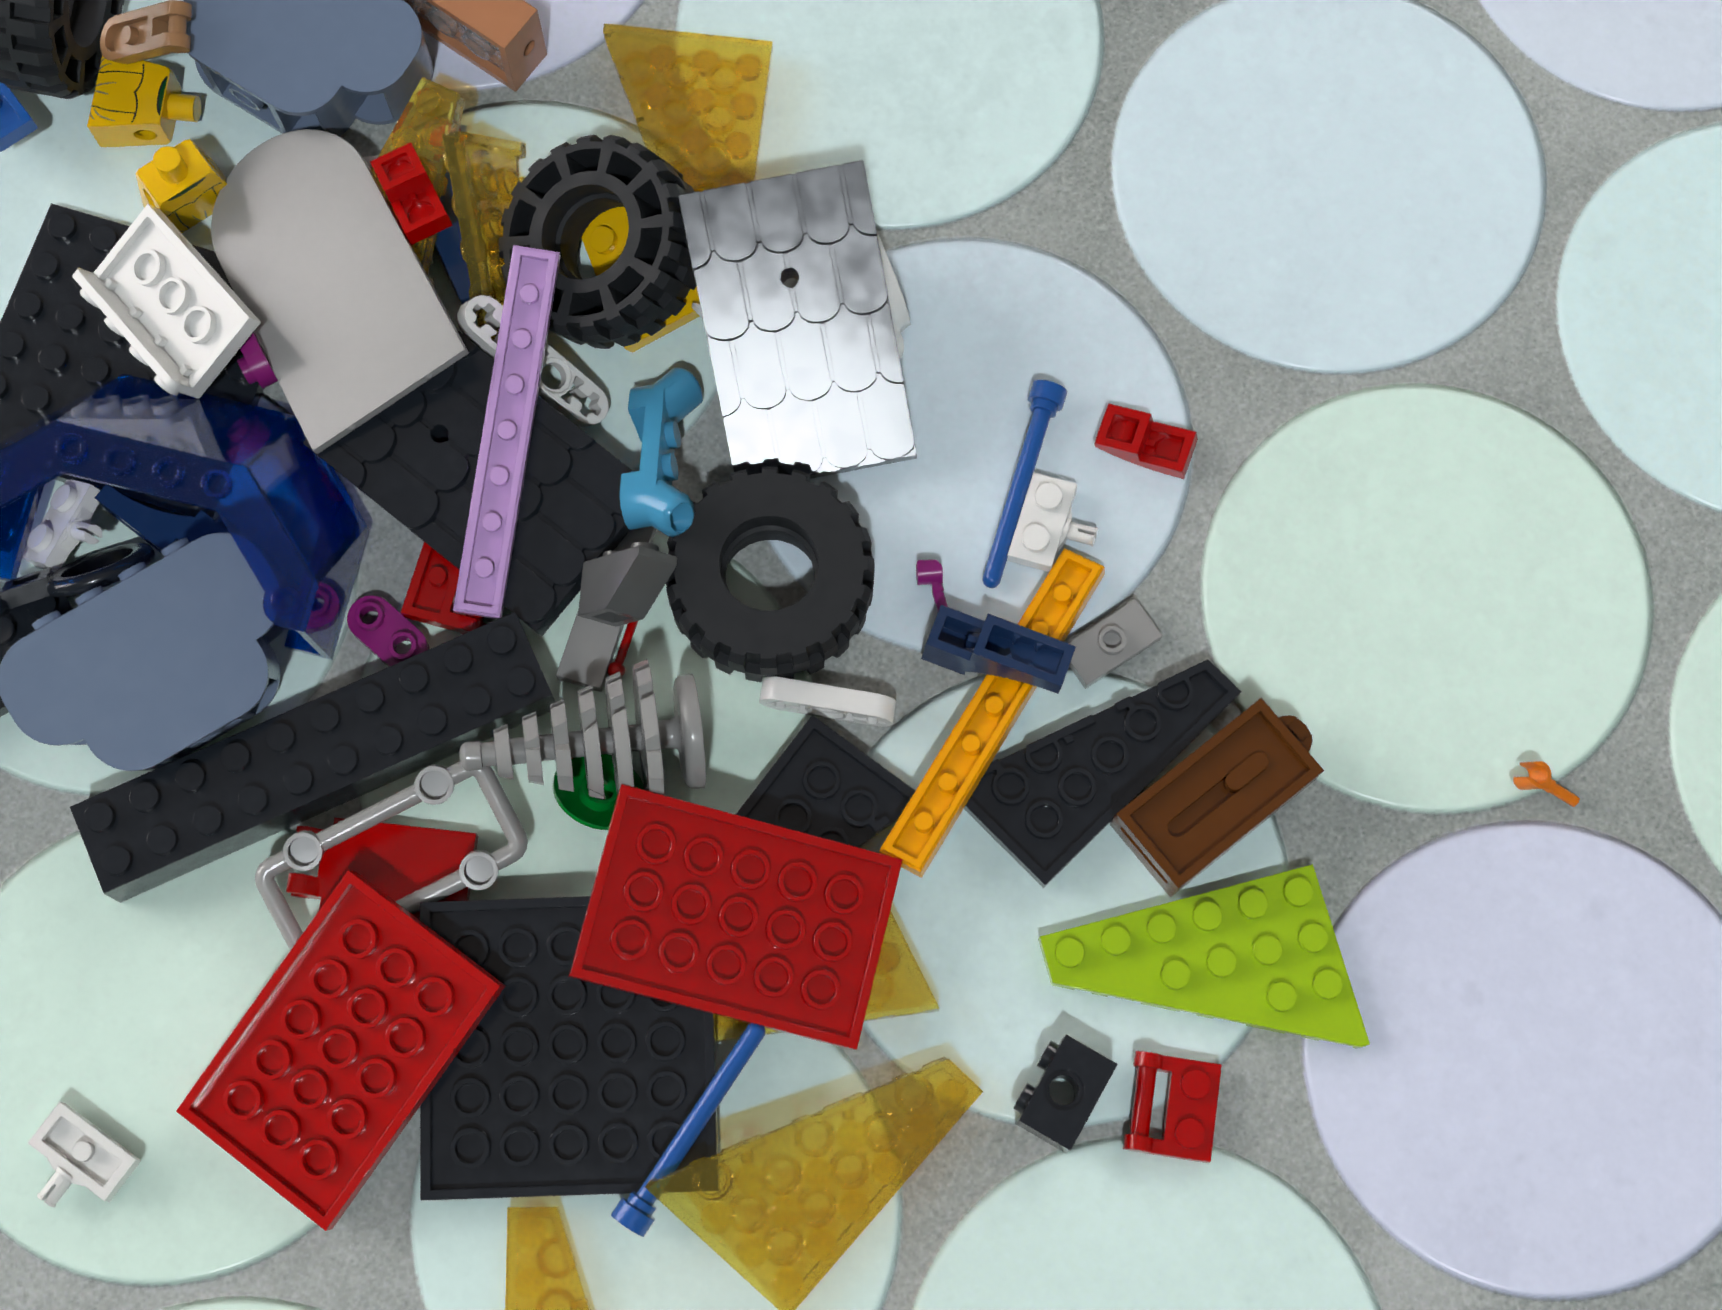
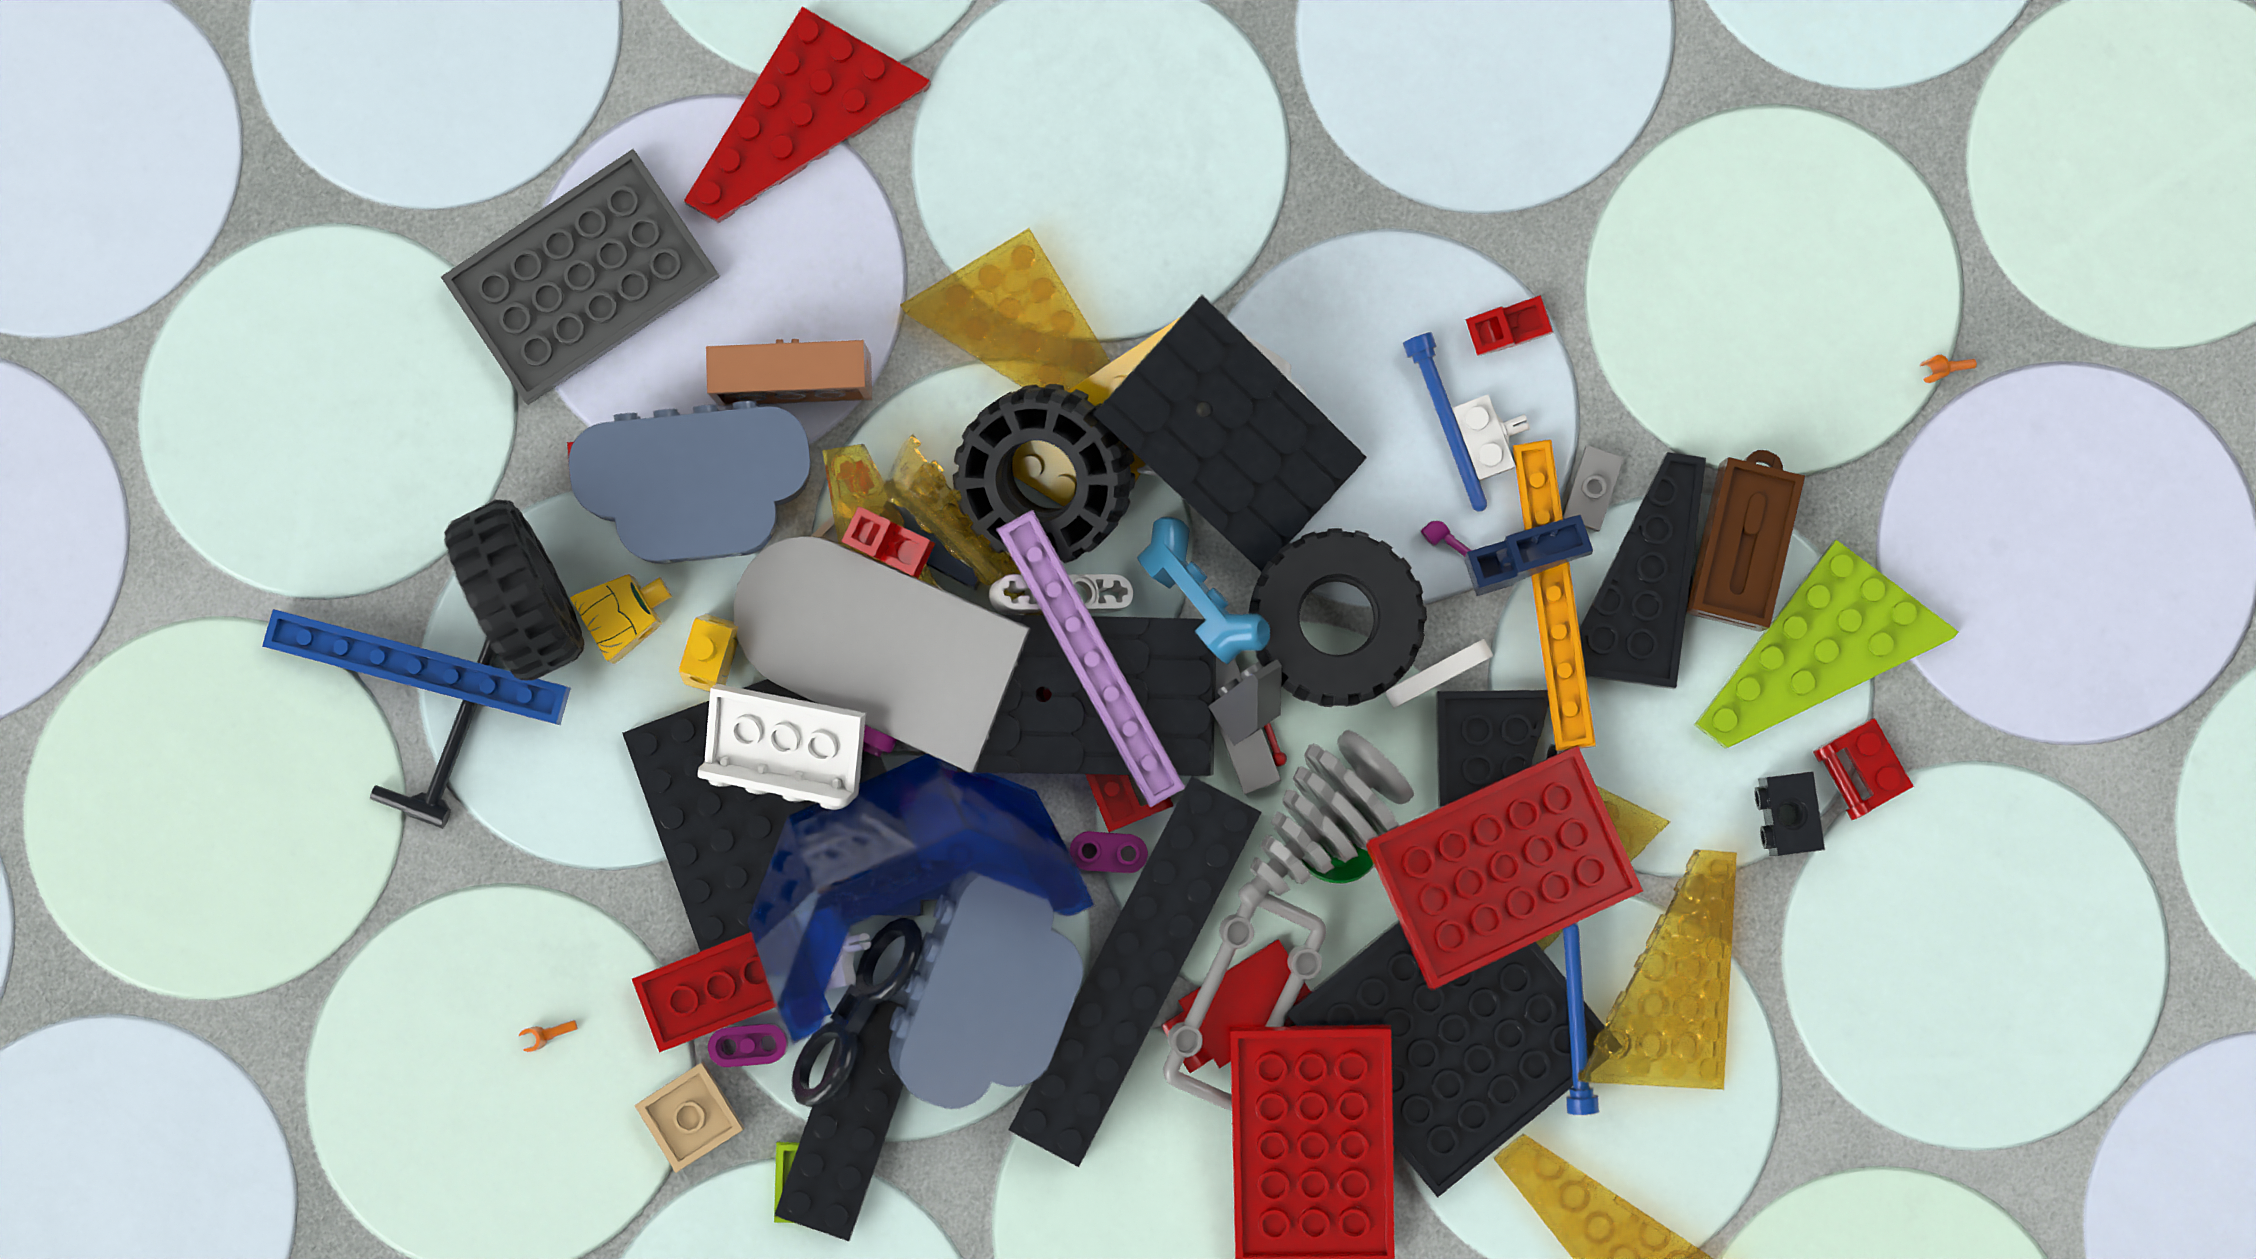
camera: 30 degrees left, 10 degrees up
(147, 32) = (604, 568): medium nougat plate -> none

